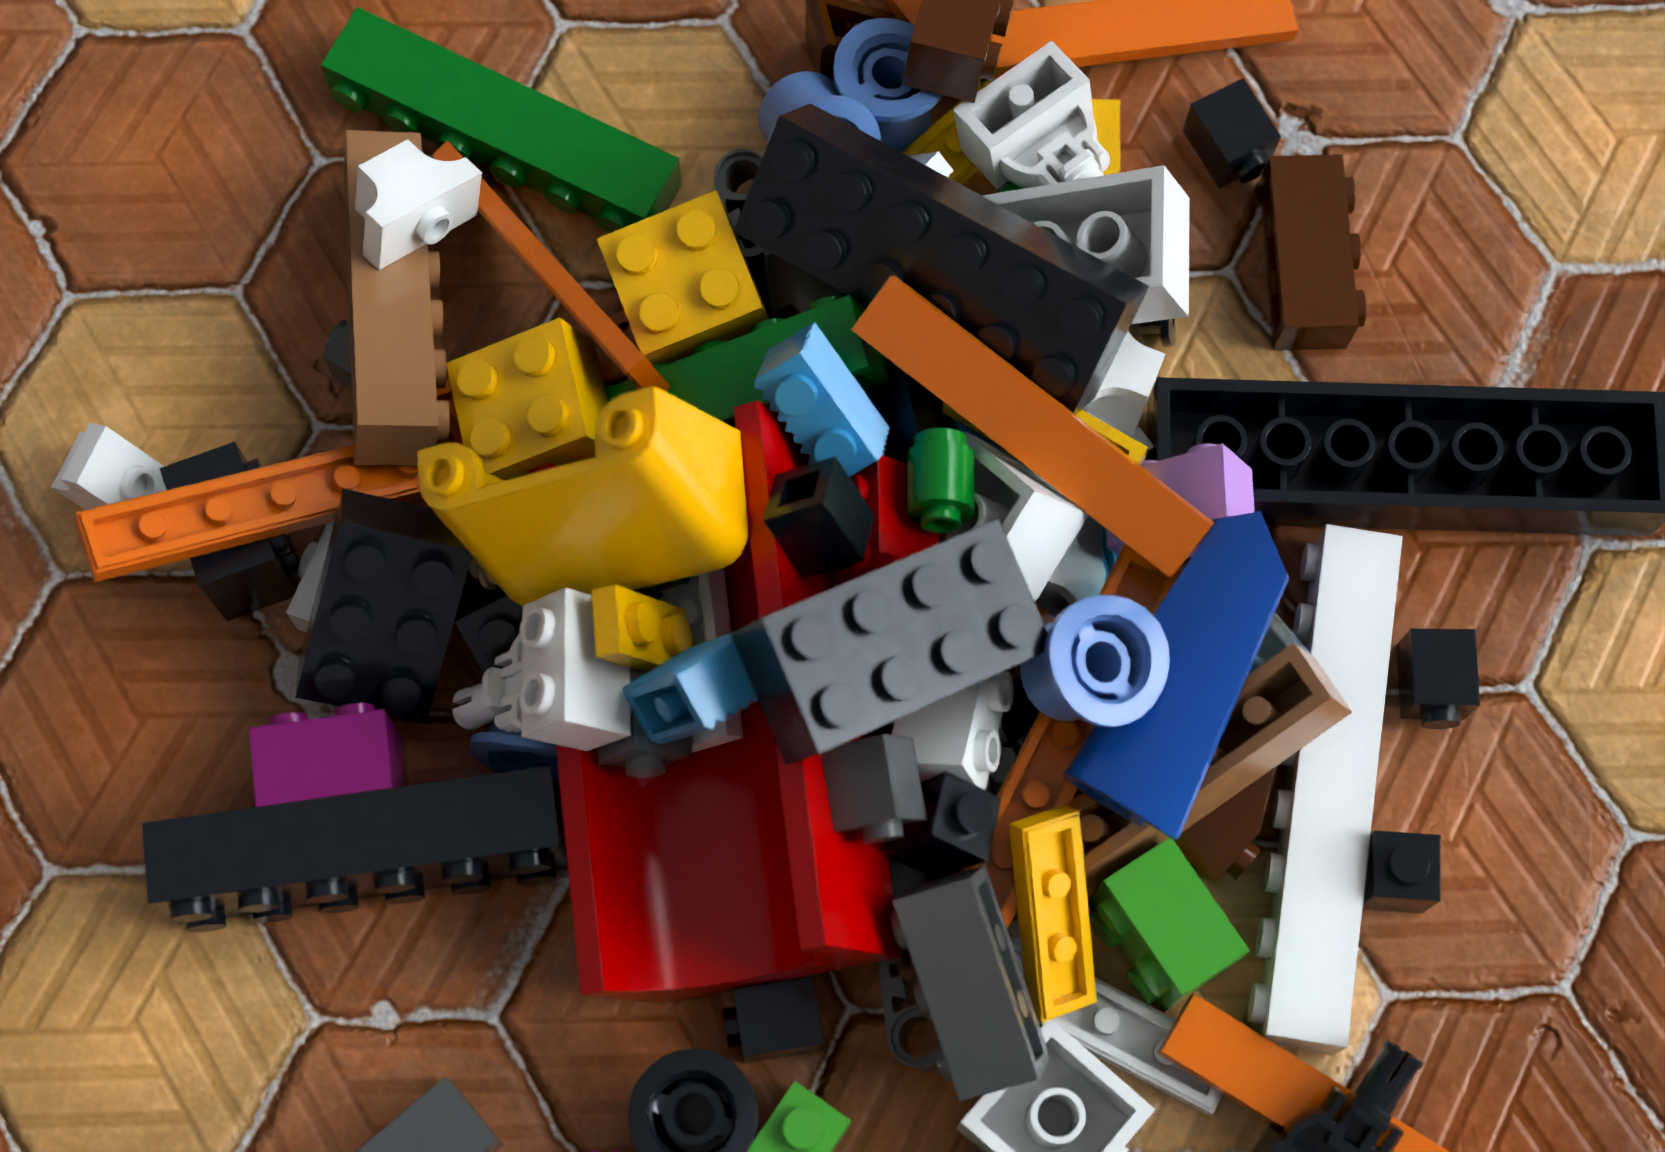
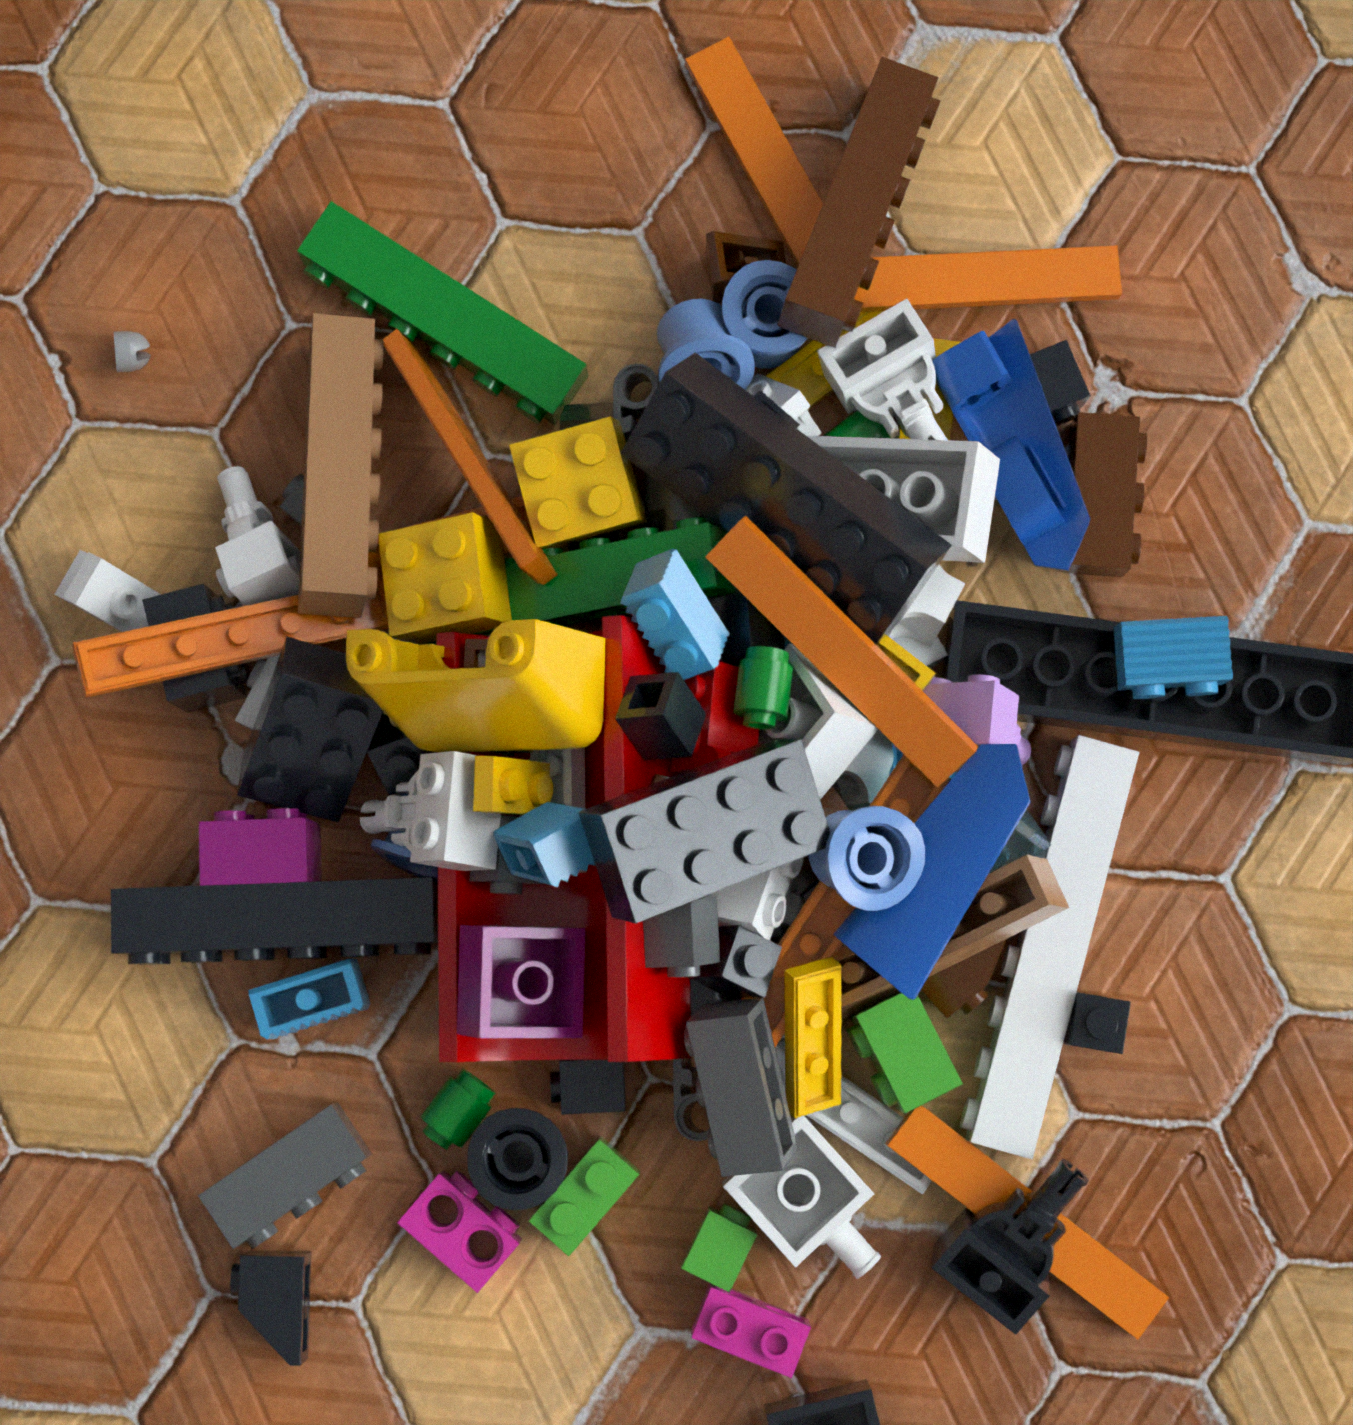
camera: 10 degrees right, 10 degrees up
(122, 204) = (128, 351): none -> light grey hinge
(294, 402) = (258, 558): none -> white brick
(407, 946) = (309, 999): none -> dark azure brick
(412, 201) = (361, 391): white brick -> none
(608, 1070) = (457, 1110): none -> green brick
(676, 875) = (521, 981): none -> magenta brick
(1232, 233) = (1003, 407): none -> blue panel
(1428, 408) = (1173, 655): none -> dark azure brick
(1438, 676) = (1152, 867): black brick -> none

